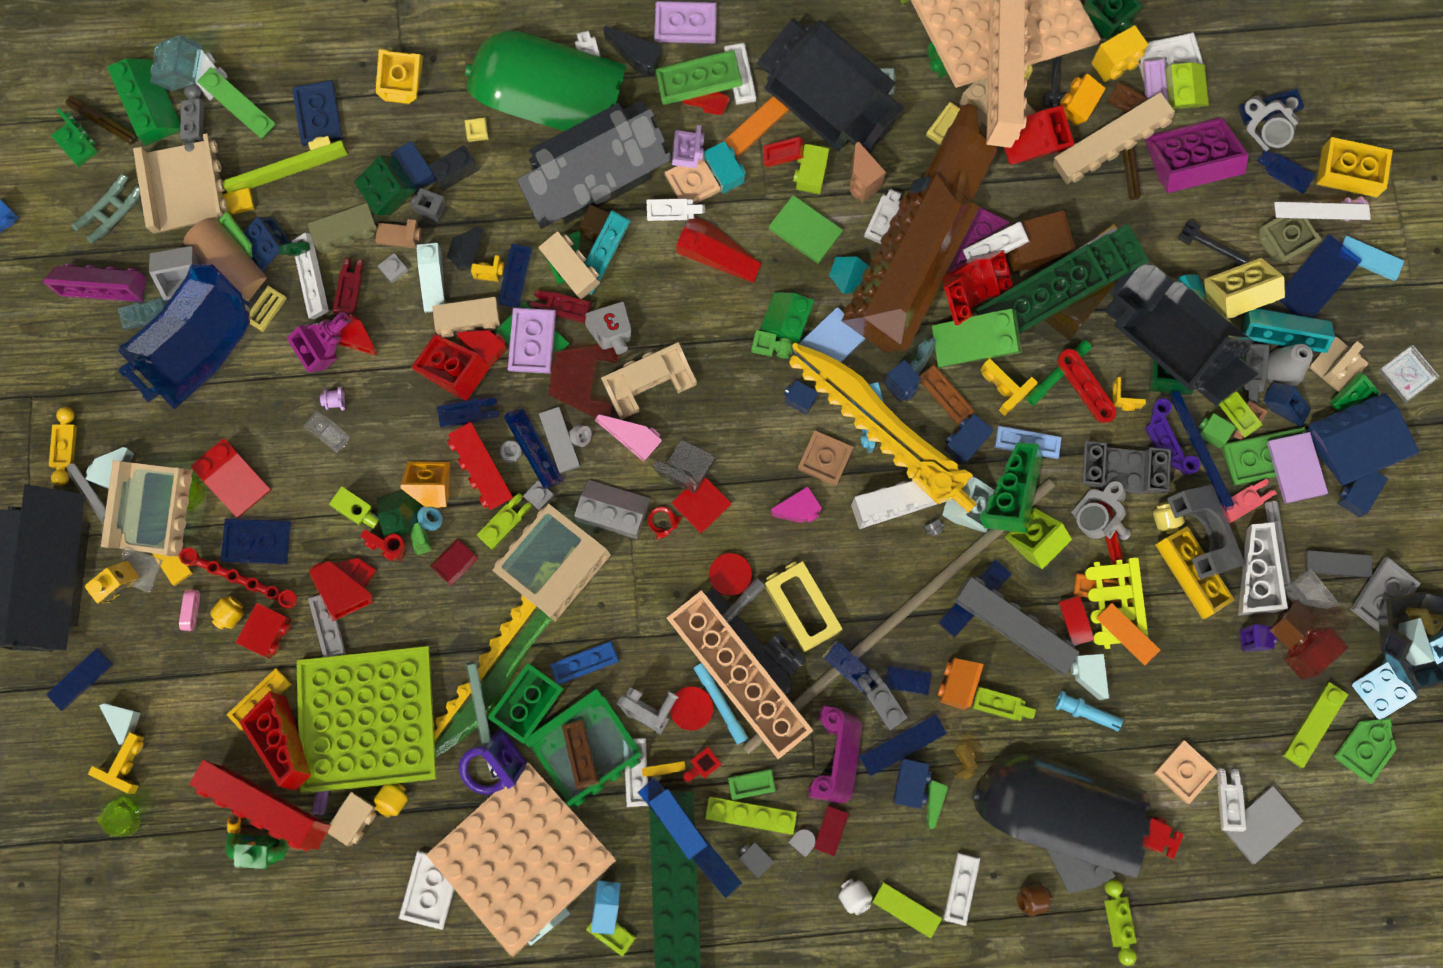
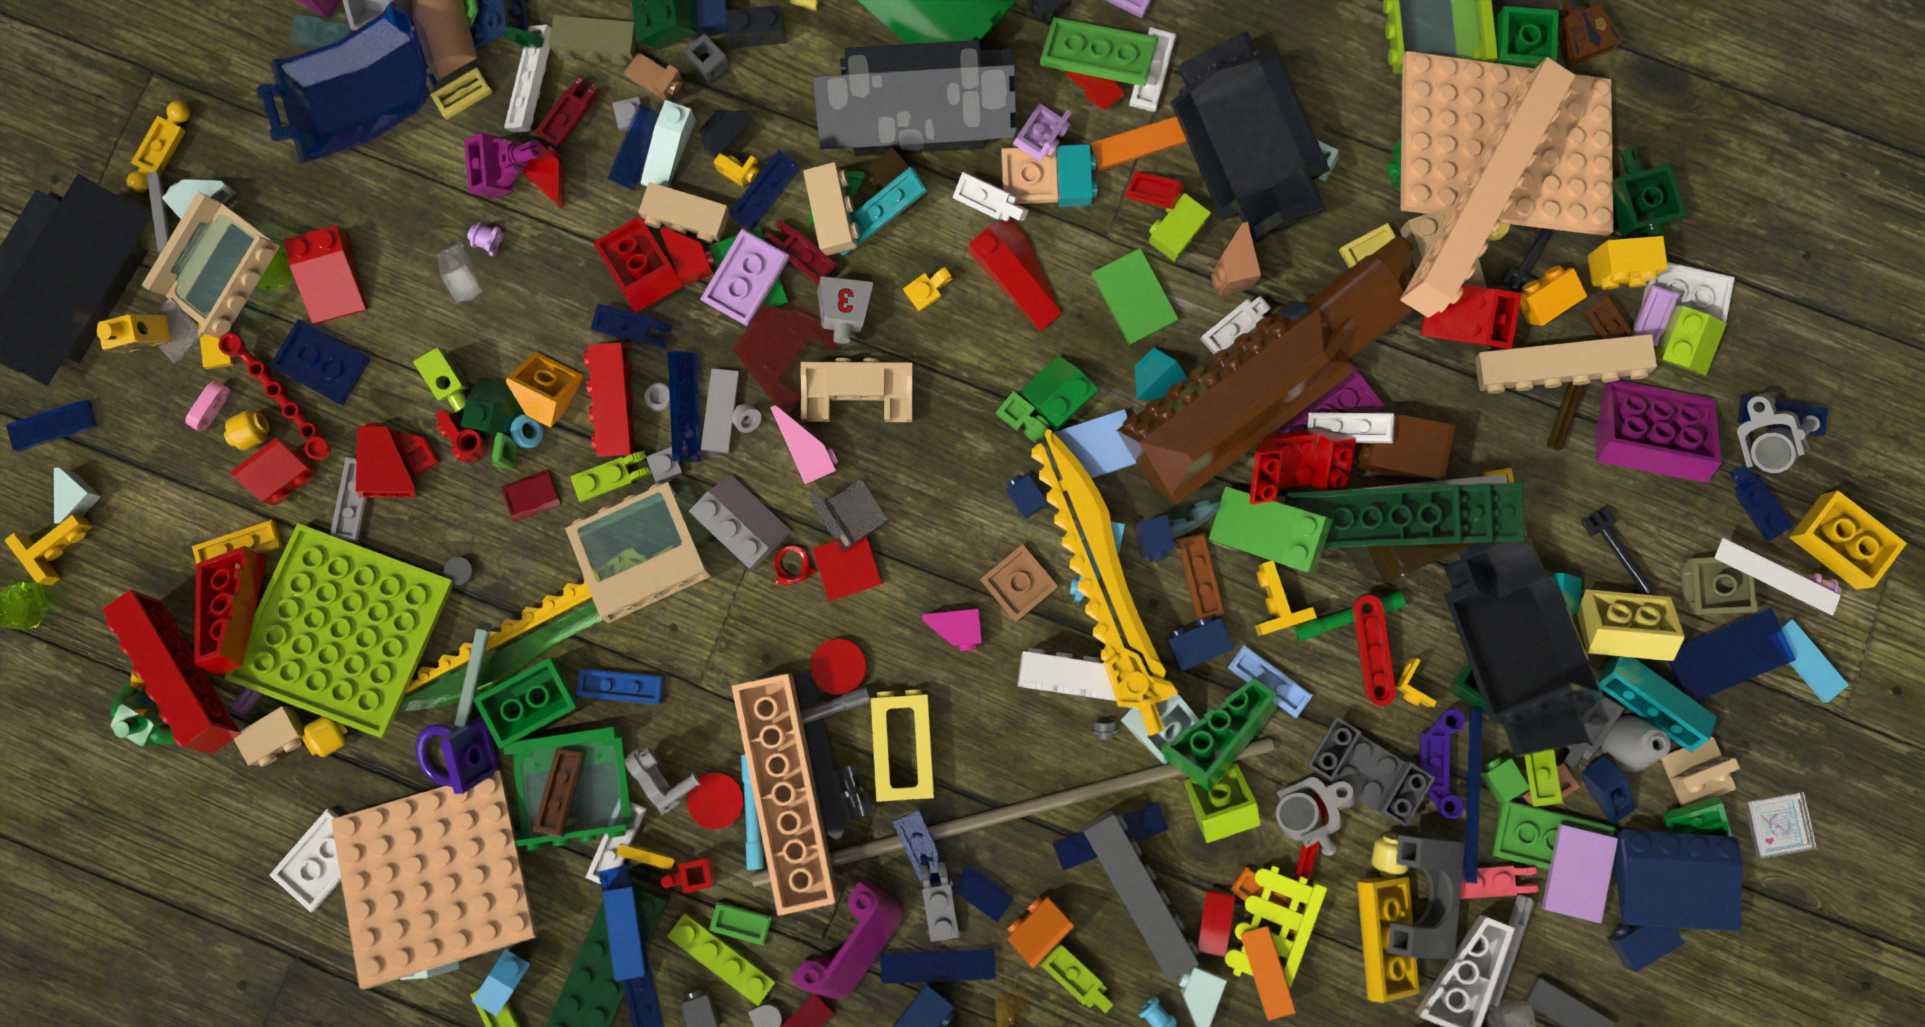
camera: 30 degrees right, 5 degrees up
(409, 288) = (634, 148): none -> clear blue tile
(429, 637) = (459, 570): none -> dark grey tile
(660, 291) = (925, 291): none -> yellow plate

